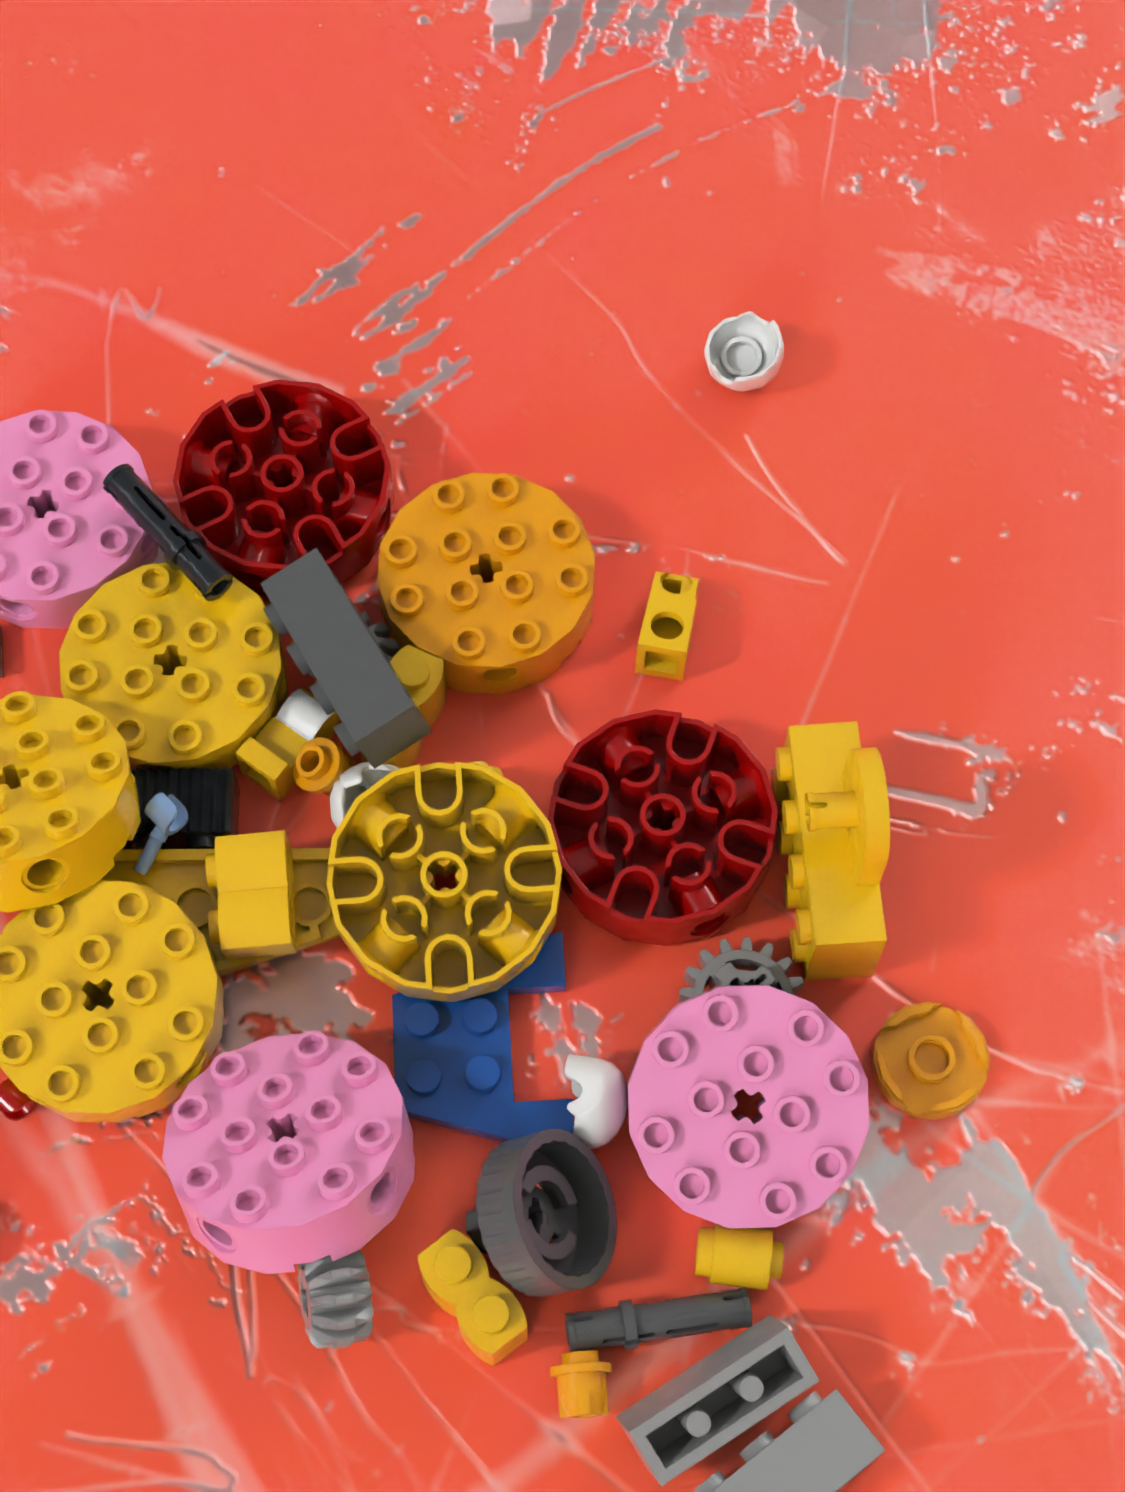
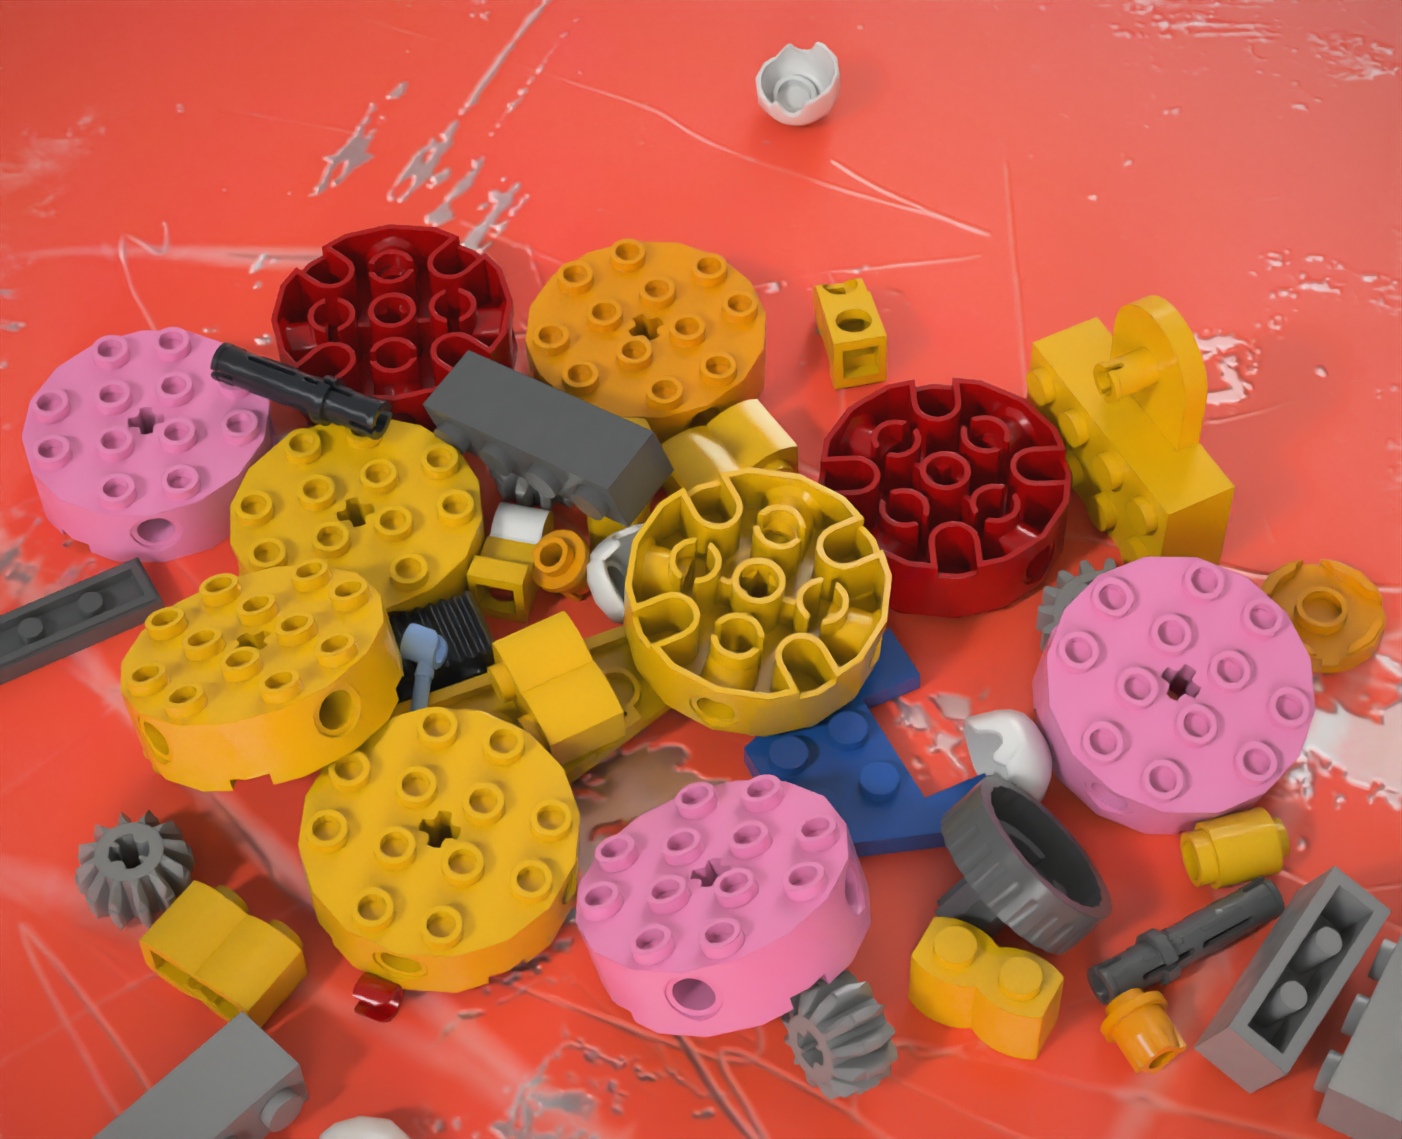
camera: 20 degrees left, 15 degrees down
(503, 718) = (731, 441): none -> yellow brick

